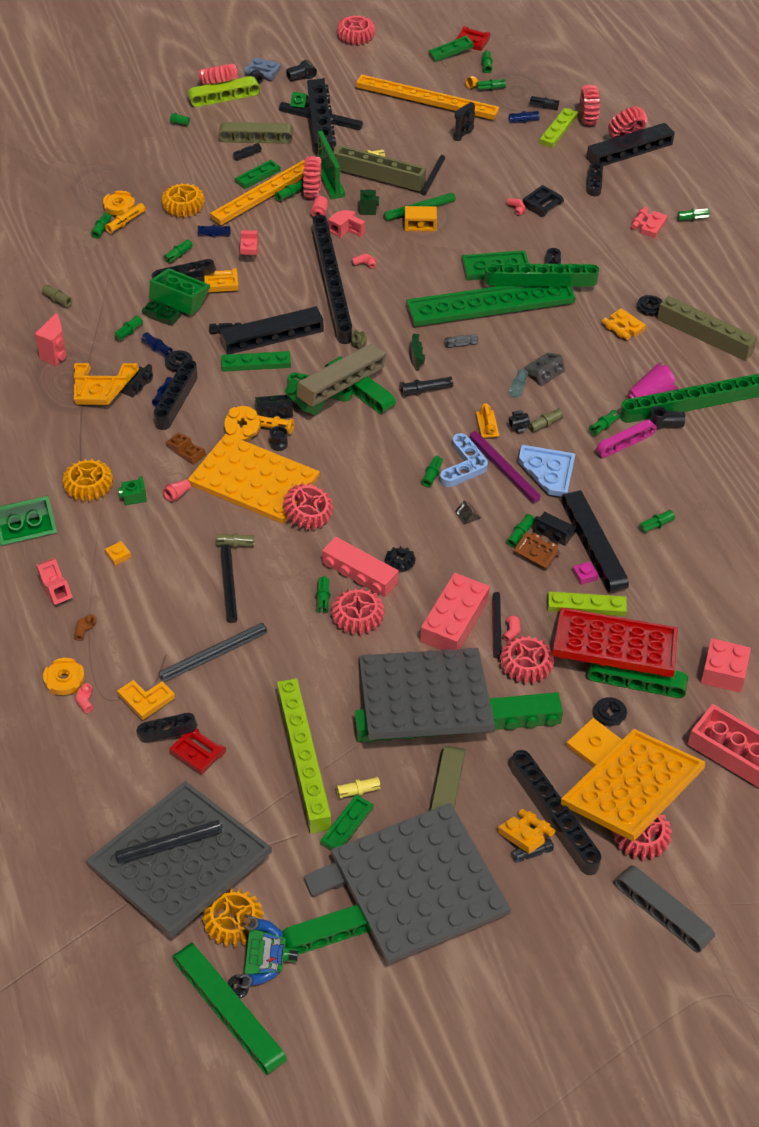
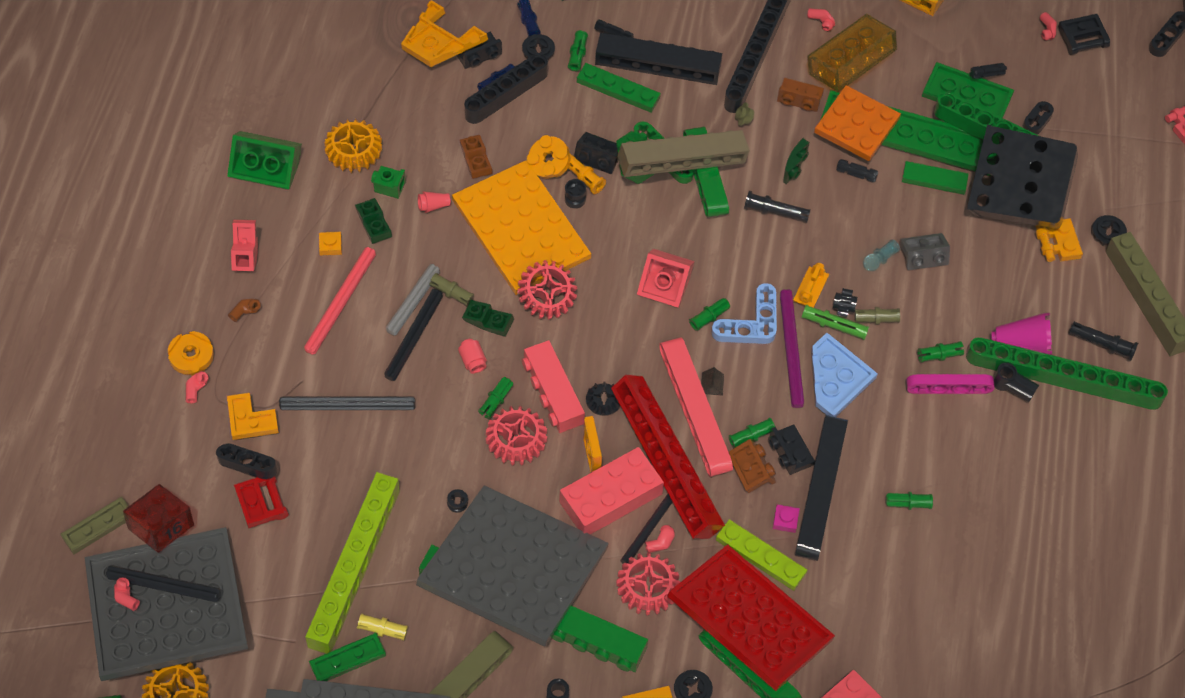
camera: 30 degrees right, 10 degrees up
(77, 834) = (95, 526): none -> olive tile
(128, 799) = (158, 518): none -> clear red brick
(137, 522) = (373, 220): none -> dark green slope
(142, 866) = (122, 594): none -> coral arm
(155, 587) = (339, 301): none -> coral axle
(209, 350) = (576, 59): none -> green pin
(210, 561) = (412, 300): none -> light grey axle
(270, 548) = (486, 318): none -> dark green slope
(285, 575) = (472, 356): none -> coral brick
(343, 680) = (457, 508): none -> black bush
(384, 462) = (665, 277): none -> coral slope
(386, 312) = (800, 94): none -> dark orange bracket
(404, 269) = (852, 52): none -> clear yellow brick
(421, 588) = (592, 444): none -> light orange tile
(441, 310) = (857, 123): none -> orange plate
(470, 532) = (696, 407): none -> coral beam
(478, 570) = (668, 457): none -> red brick
(500, 245) = (988, 70): none -> black axle
(515, 323) = (935, 177): none -> green tile
(518, 437) = (858, 331): none -> bright green pin
(581, 290) = (1028, 178): none -> black piece
(708, 367) = (1113, 343): none -> black pin

